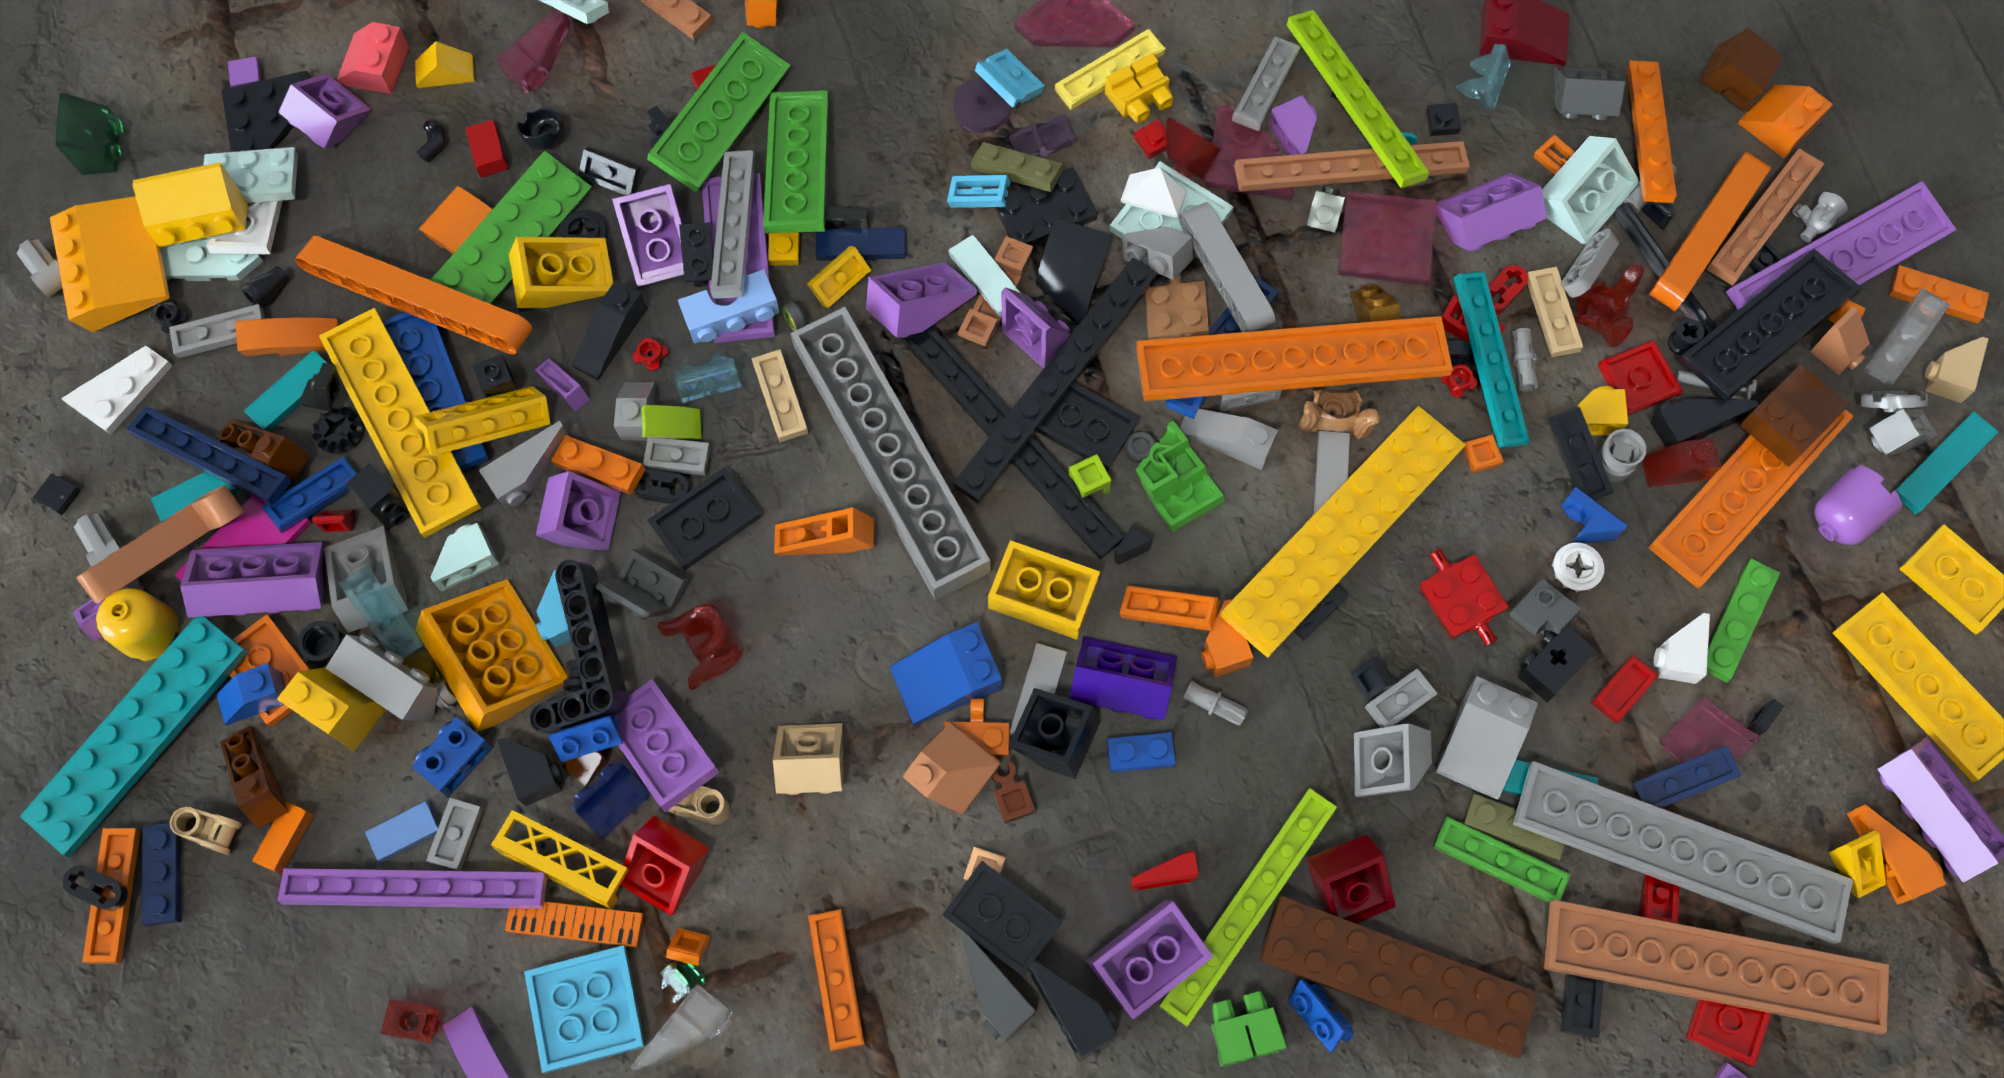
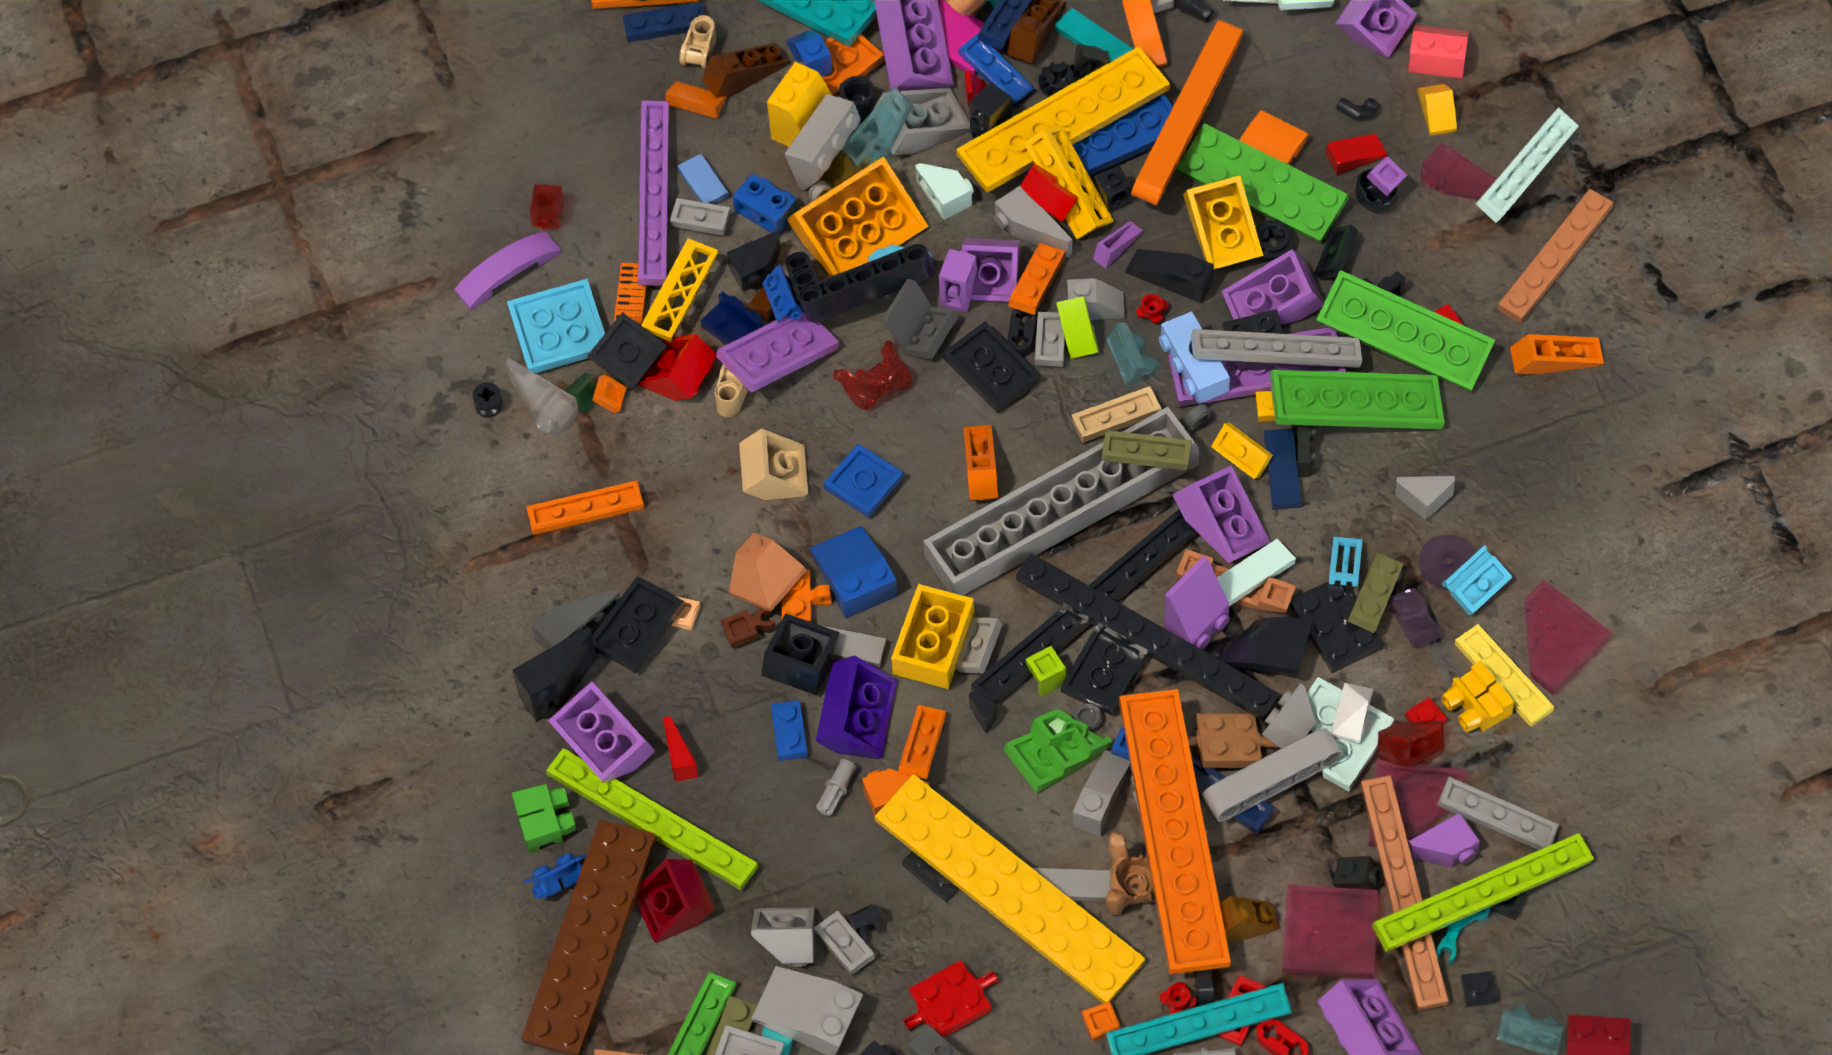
camera: 90 degrees right, 10 degrees down
(494, 442) = (1047, 193): none -> red slope
(531, 109) = (1386, 176): none -> medium lavender plate
(595, 540) = (957, 280): none -> medium lavender slope
(637, 921) = (627, 351): none -> black plate
(835, 660) = (863, 480): none -> blue plate
(848, 352) = (1146, 450): none -> olive plate
(909, 115) = (1425, 493): none -> light grey slope
(1053, 543) = (978, 645): none -> light grey plate

